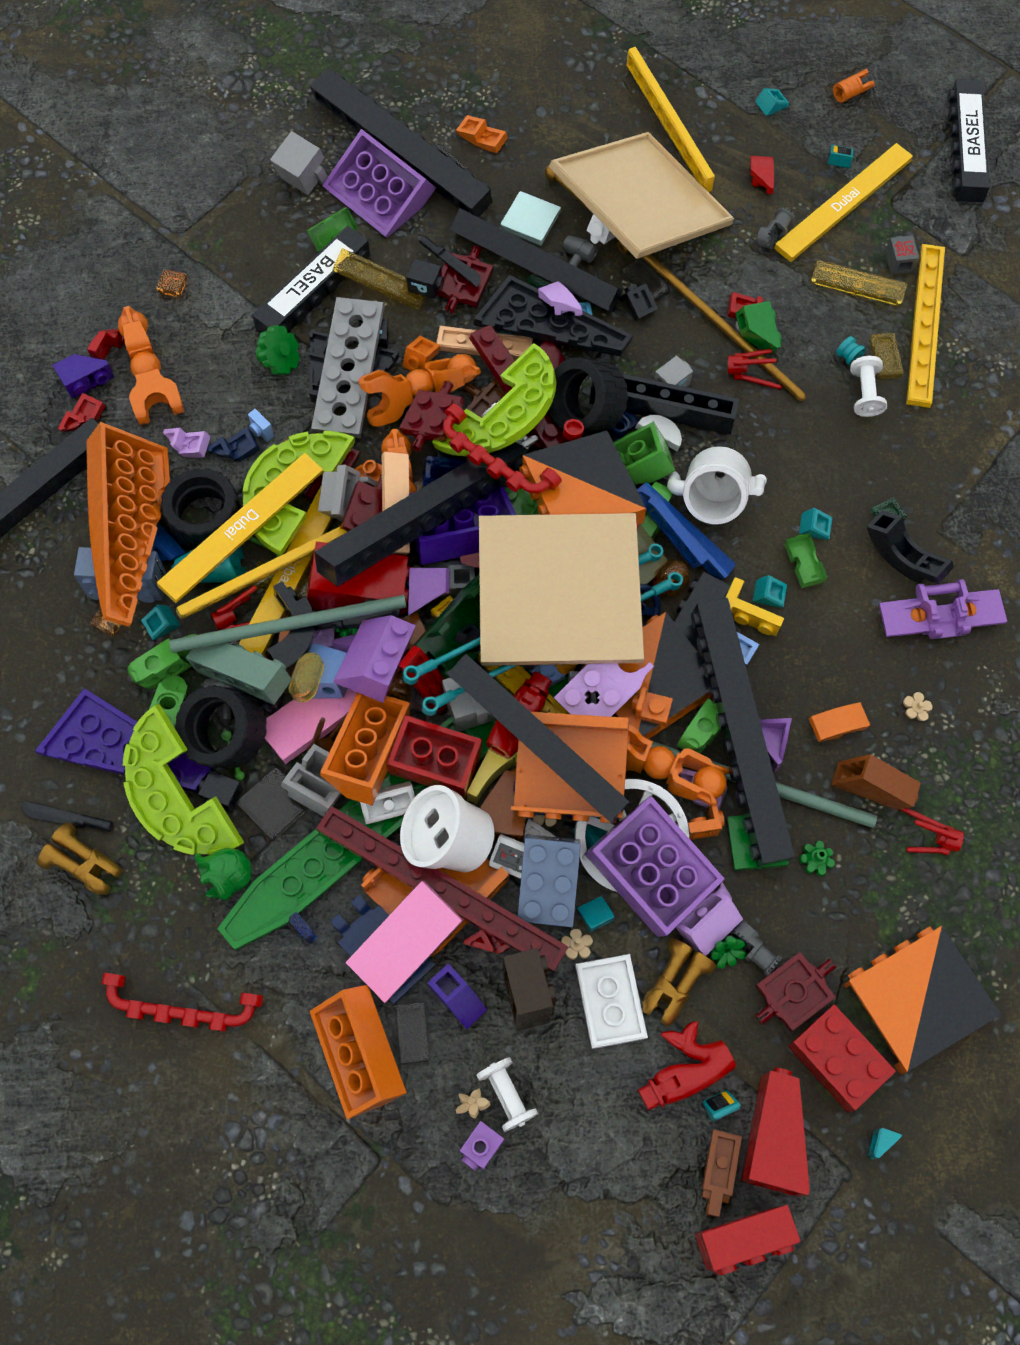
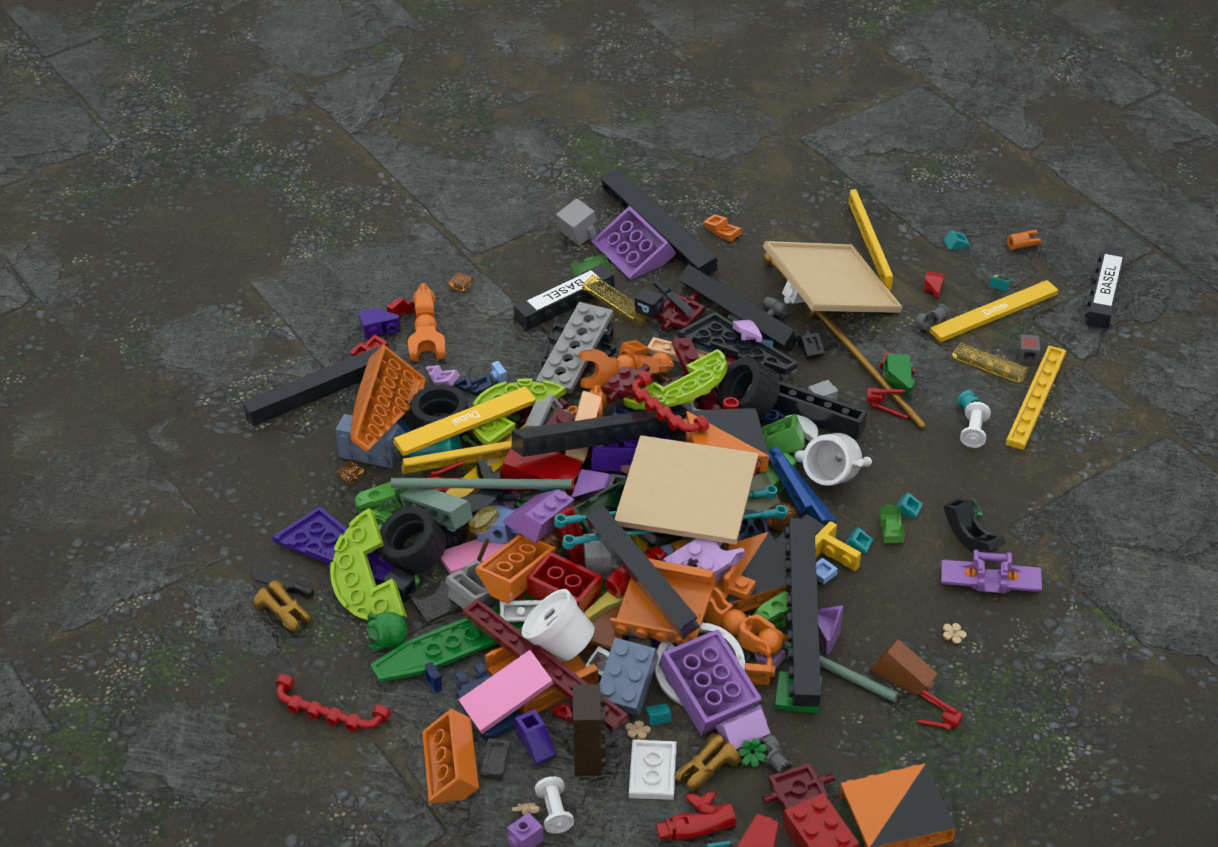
camera: 15 degrees right, 25 degrees down
(160, 621) = (385, 476): teal slope -> none
(278, 350) = (526, 329): green plant -> none
(530, 218) = (745, 283): light aqua tile -> none
(817, 858) = (843, 711): green plant -> none
(839, 721) = (884, 628): orange slope -> none
(885, 347) = (999, 411): clear yellow tile -> none

